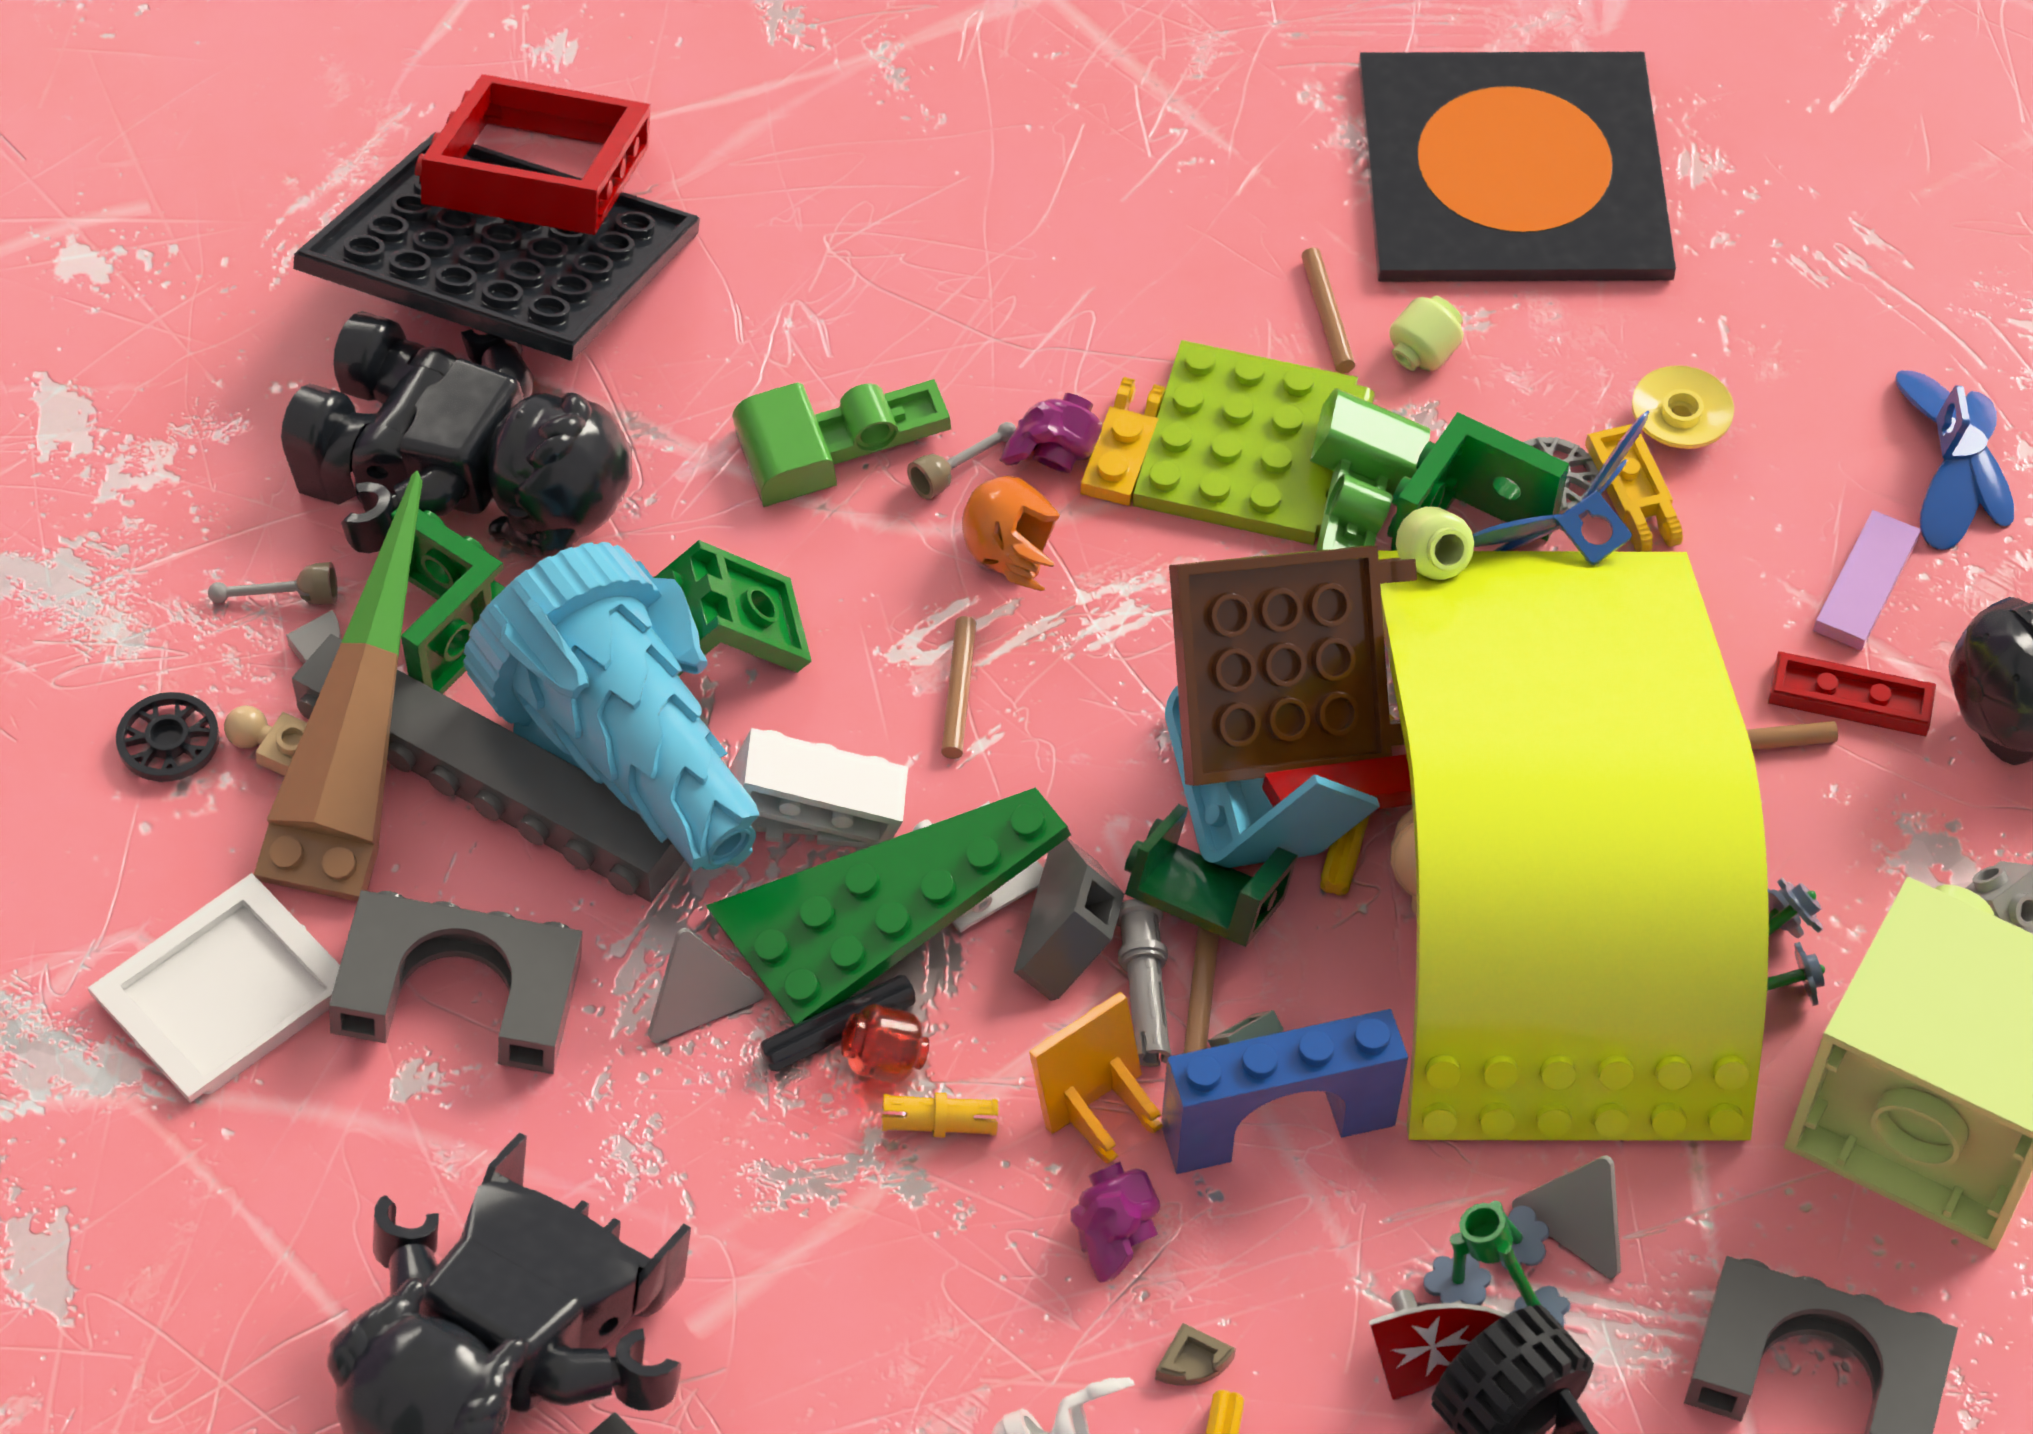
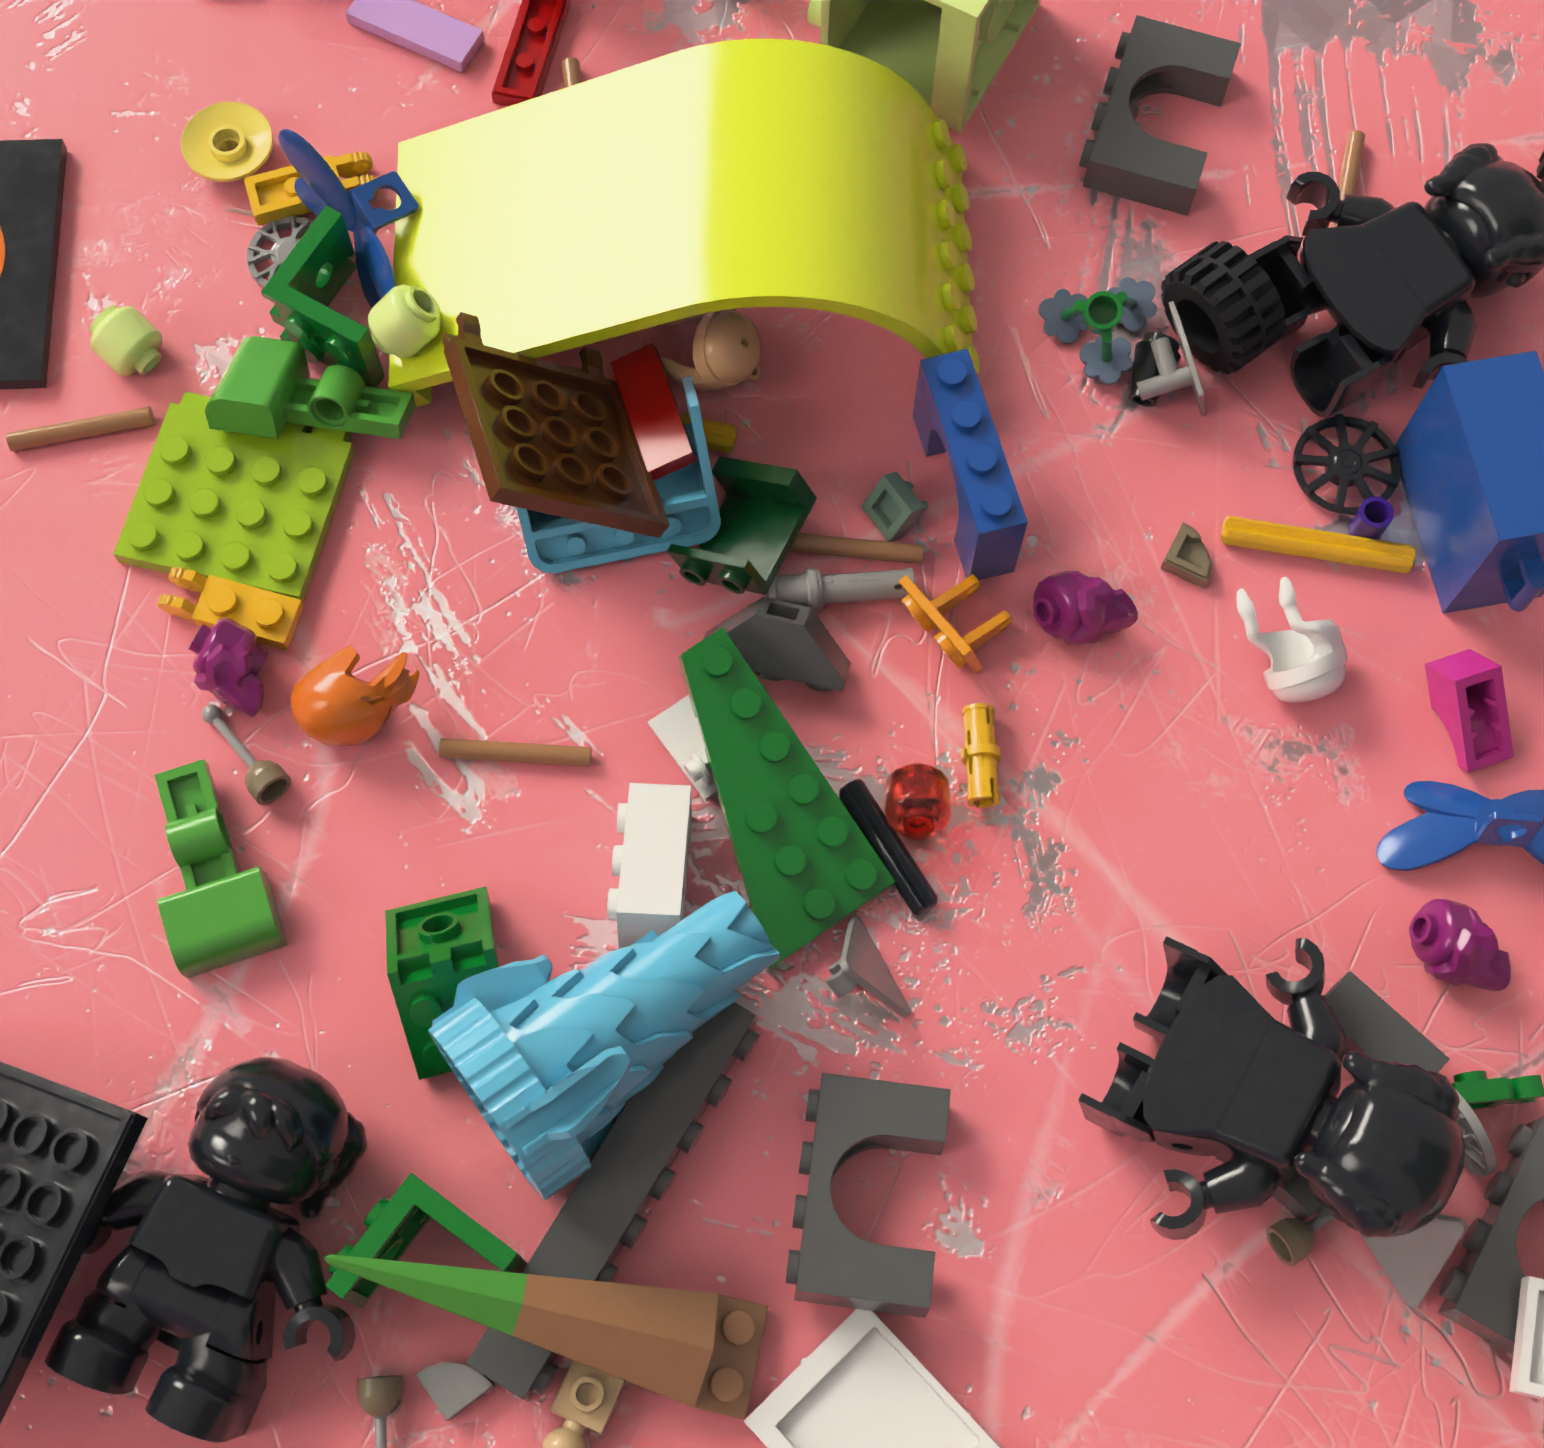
camera: 90 degrees left, 15 degrees up
(1582, 1213) = (1047, 265): light grey piece -> none

